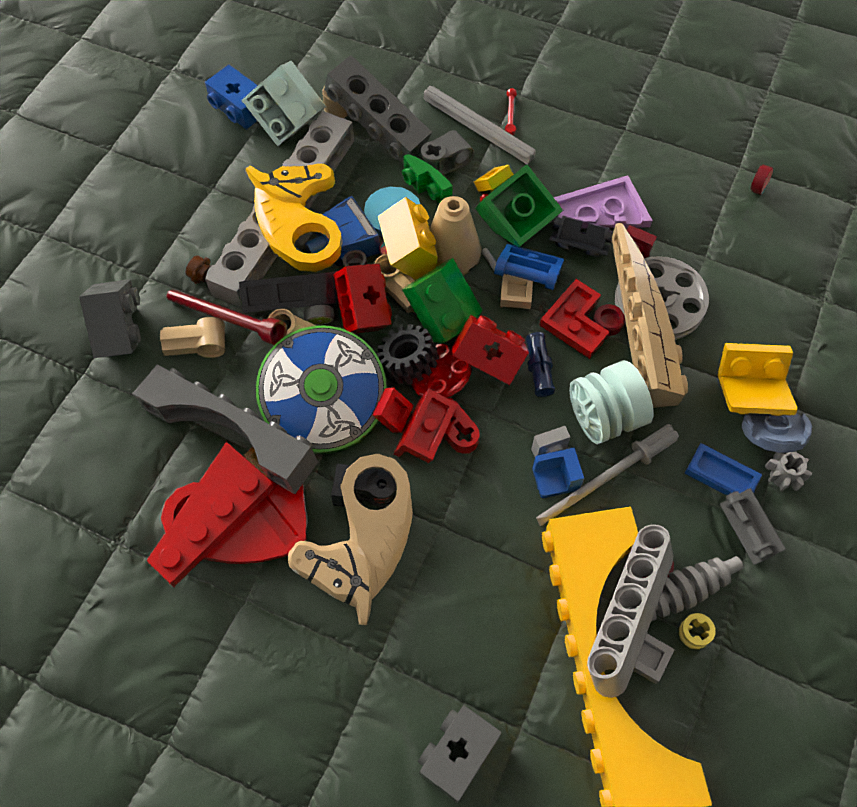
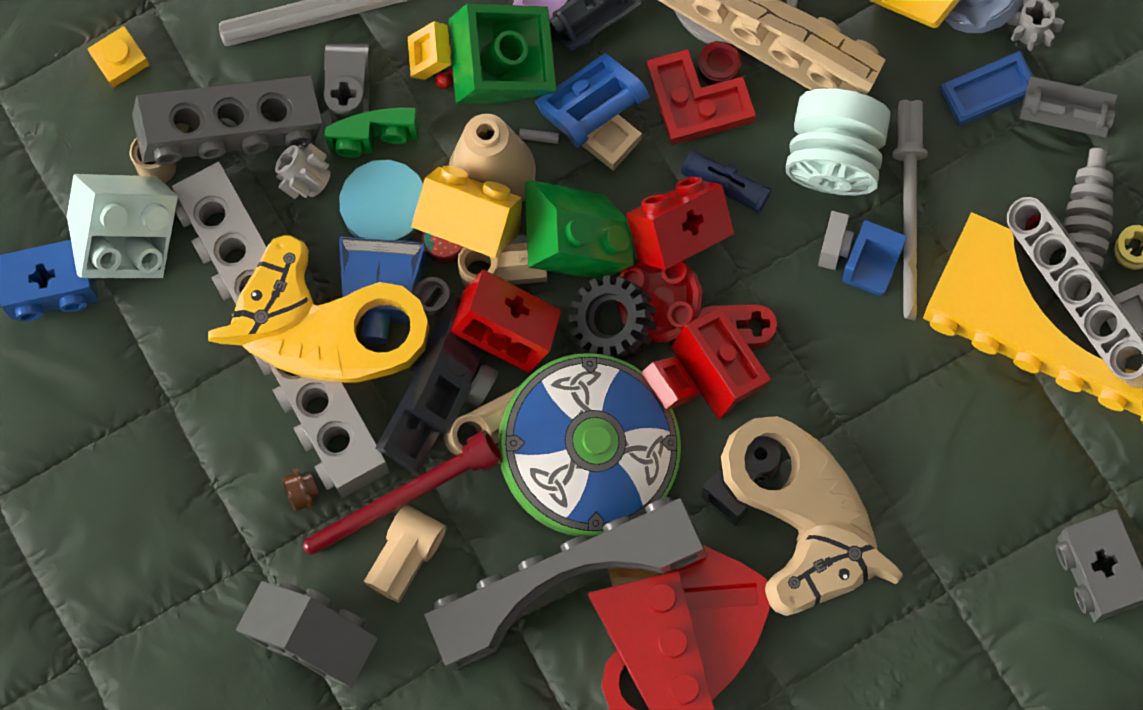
camera: 50 degrees left, 10 degrees up
(379, 163) = (302, 171): none -> light grey gear
(380, 60) = (118, 56): none -> yellow plate

